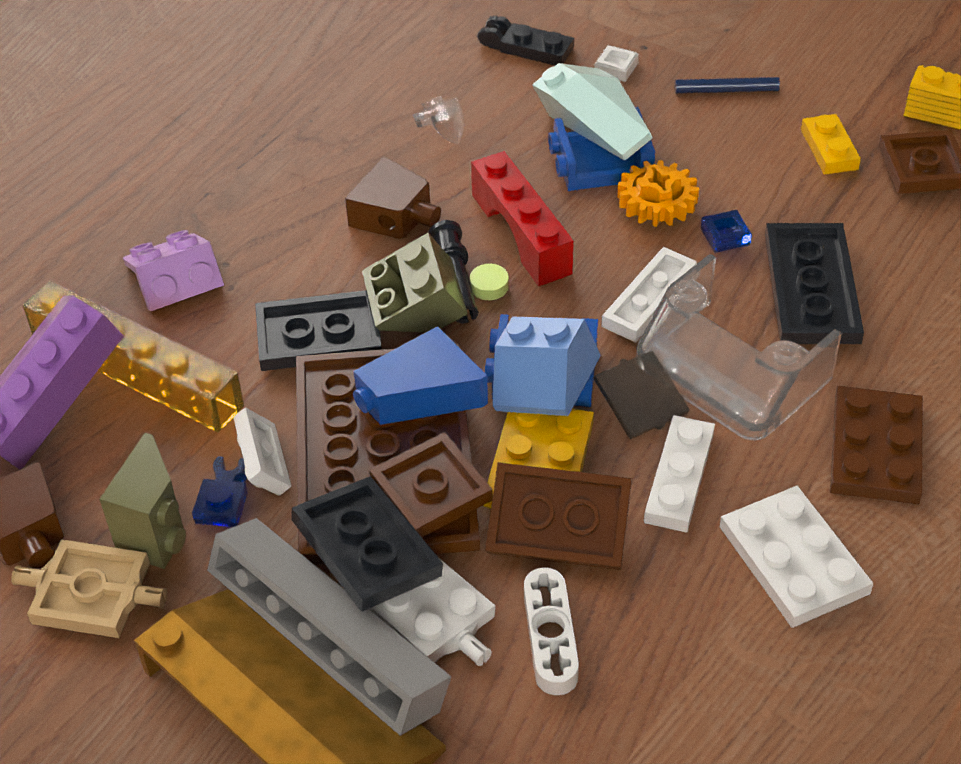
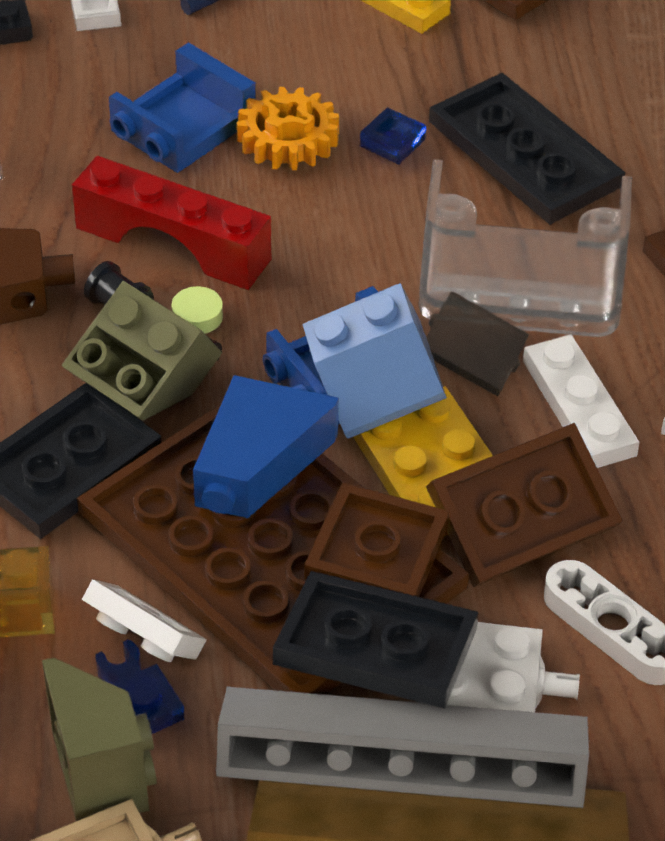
camera: 40 degrees left, 0 degrees up
(593, 107) = (144, 66): light aqua wedge -> none
(638, 302) = (381, 235): white plate -> none

